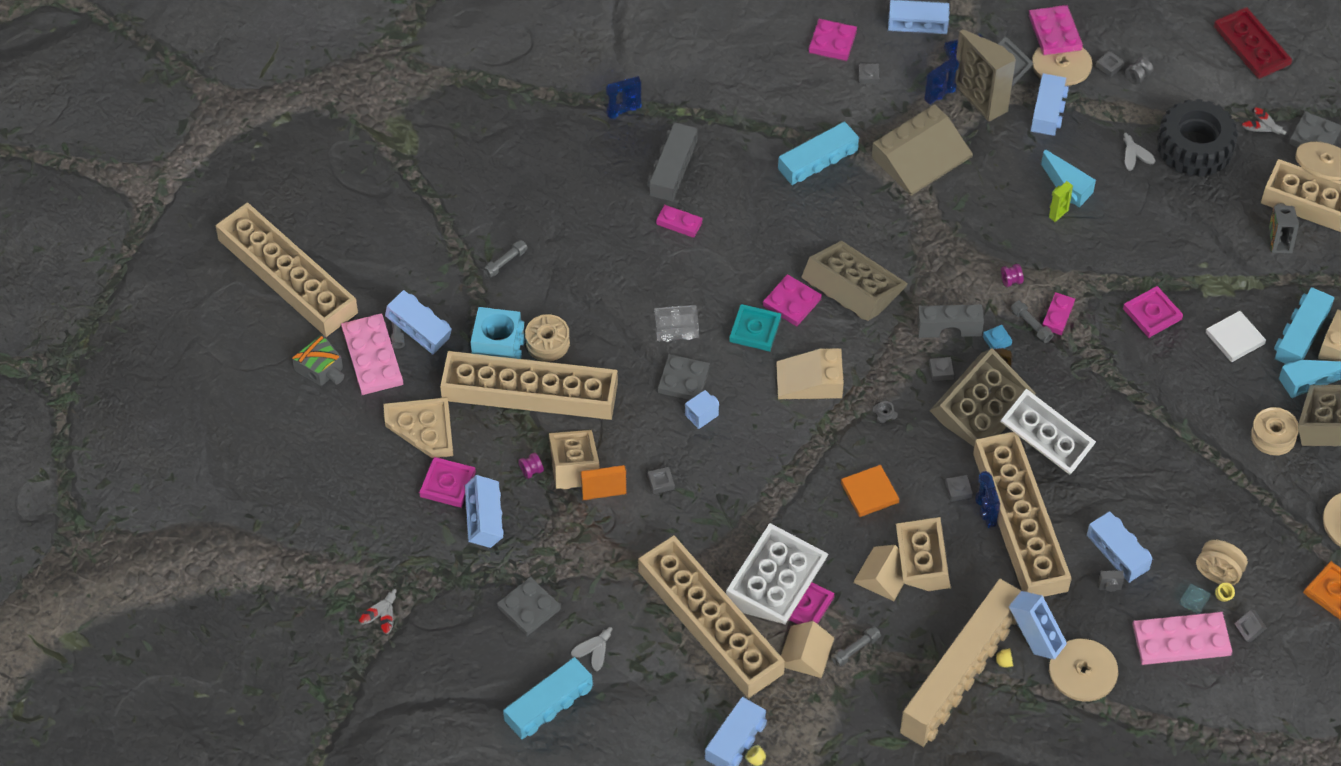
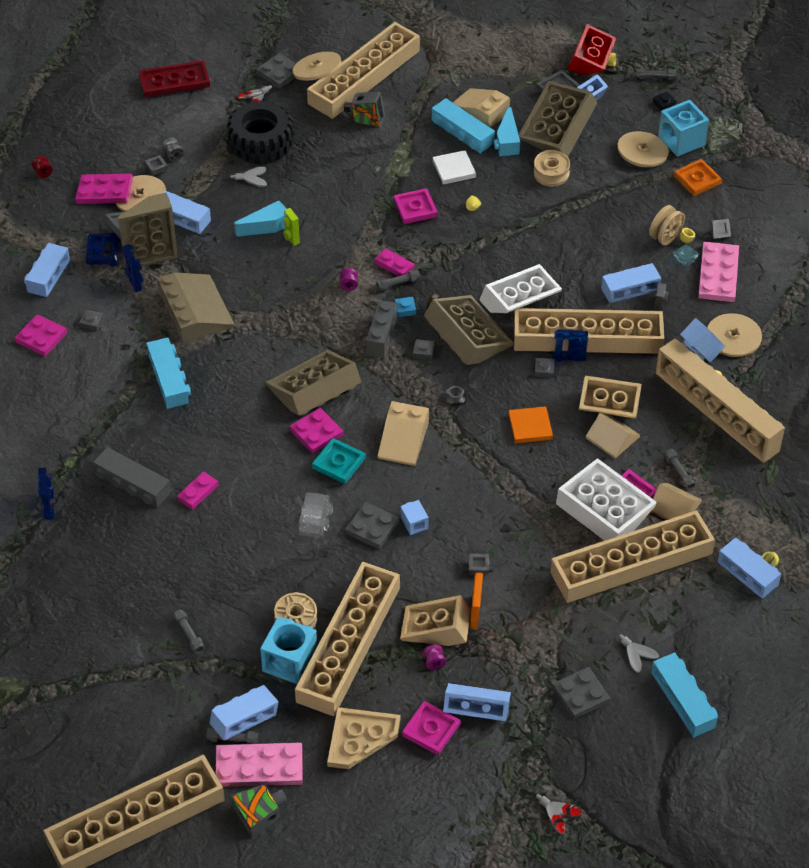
camera: 75 degrees left, 5 degrees down
(1182, 366) = (473, 203): none -> light yellow hinge

